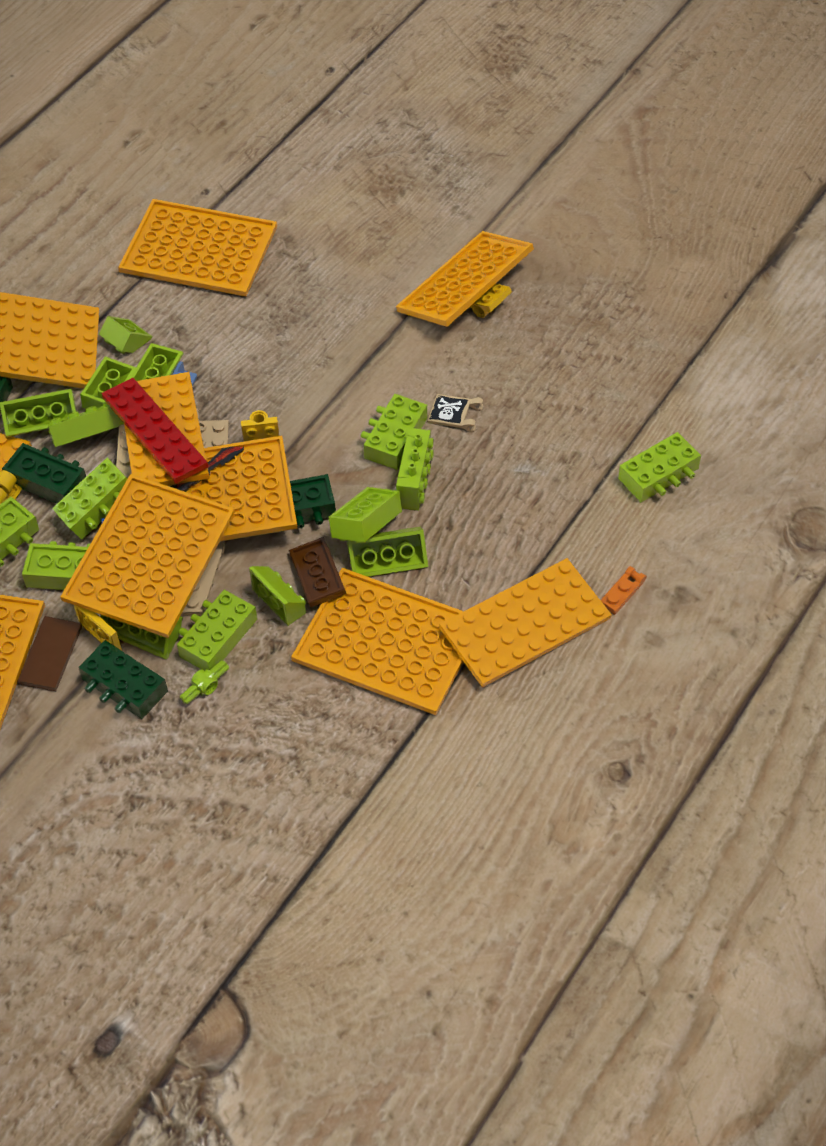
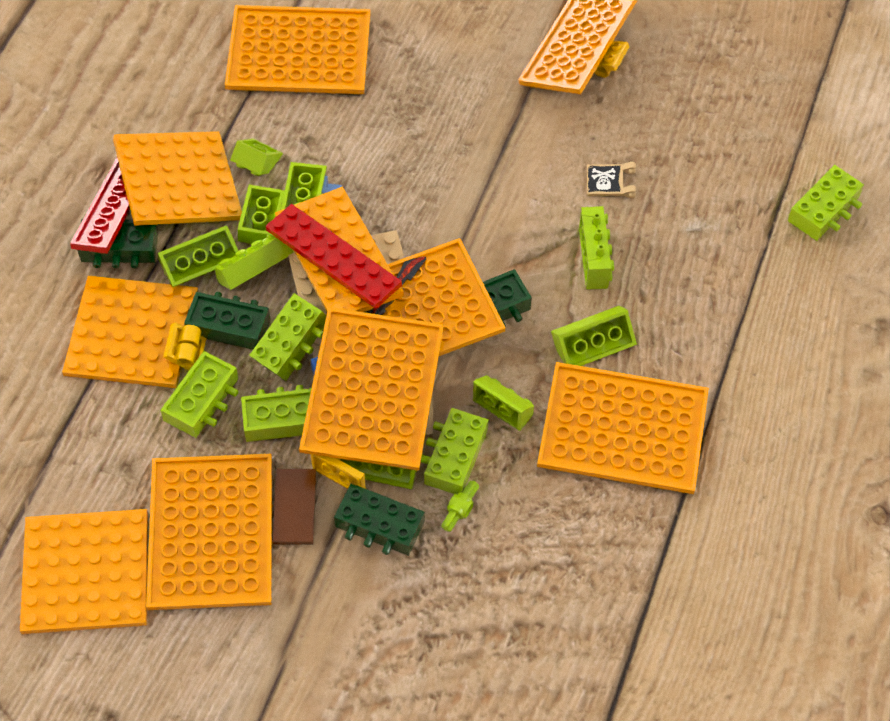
camera: 15 degrees left, 5 degrees up
(259, 426) = (430, 234): yellow plate -> none
(317, 572) = (533, 371): reddish brown tile -> none
(365, 514) = (565, 304): lime piece -> none
(389, 435) = (560, 211): lime piece -> none
(524, 622) = (749, 384): light orange plate -> none
(623, 590) = (828, 334): orange plate -> none

